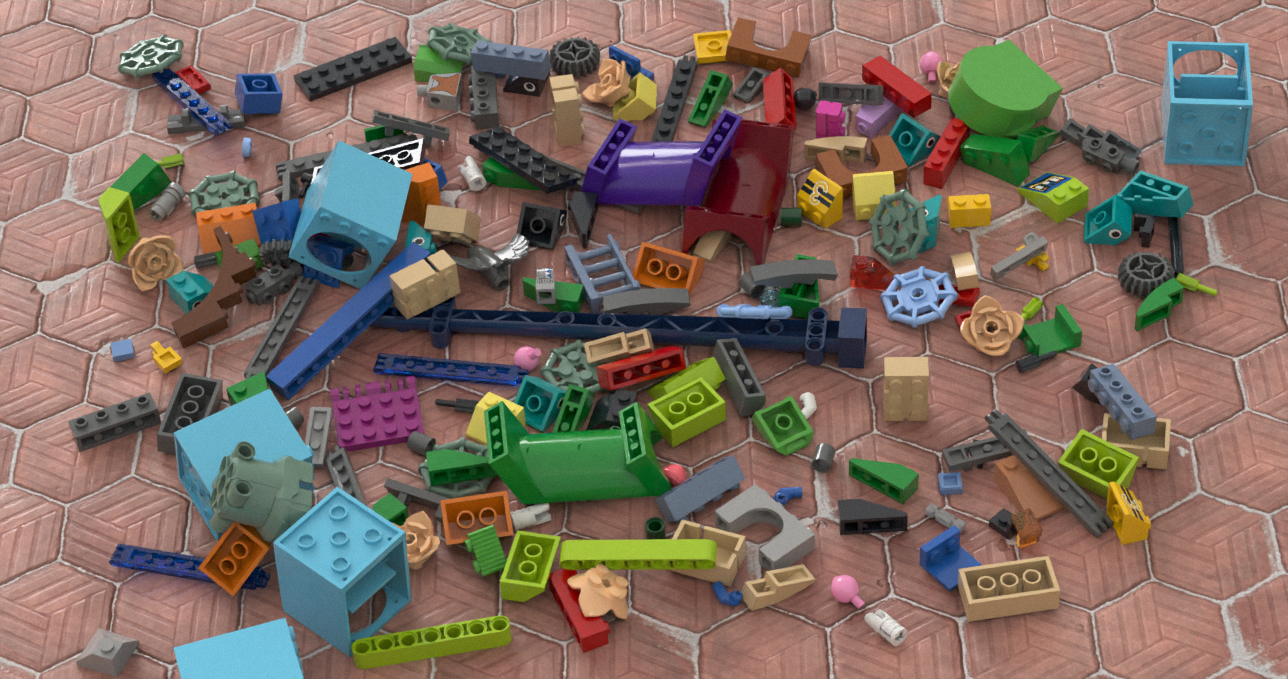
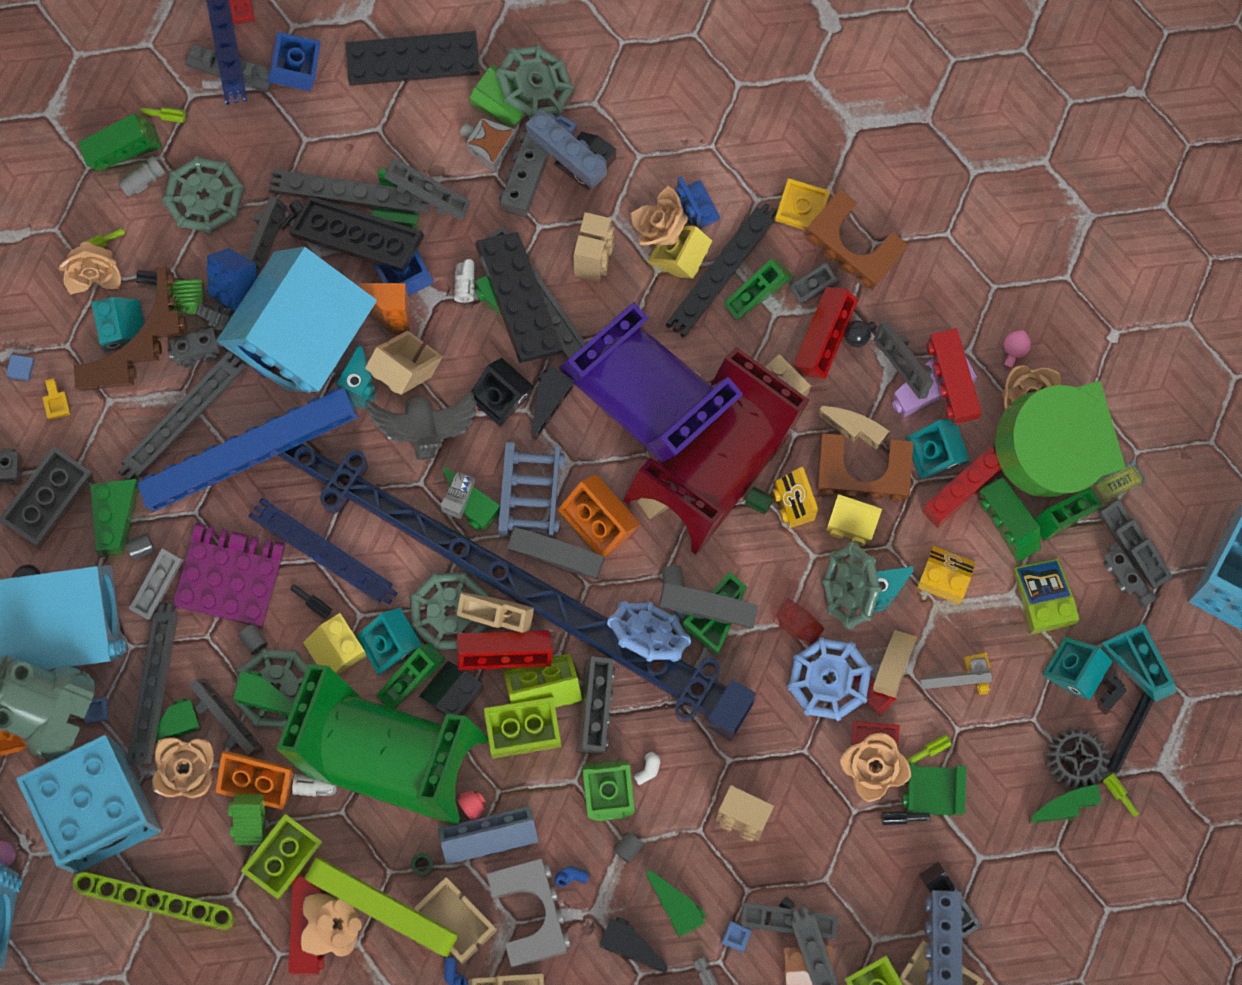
camera: 20 degrees right, 30 degrees up
(119, 221) = (71, 200): lime slope -> none
(235, 220) = (184, 247): orange slope -> none
(246, 147) = (253, 132): light blue tile -> none
(421, 288) = (327, 448): tan piece -> none
(527, 358) = (402, 574): bright pink piece -> none
(574, 57) = (631, 147): dark grey gear -> none
(829, 120) = (862, 390): dark pink brick -> none
(1062, 113) = (1120, 482): none -> clear light blue tile

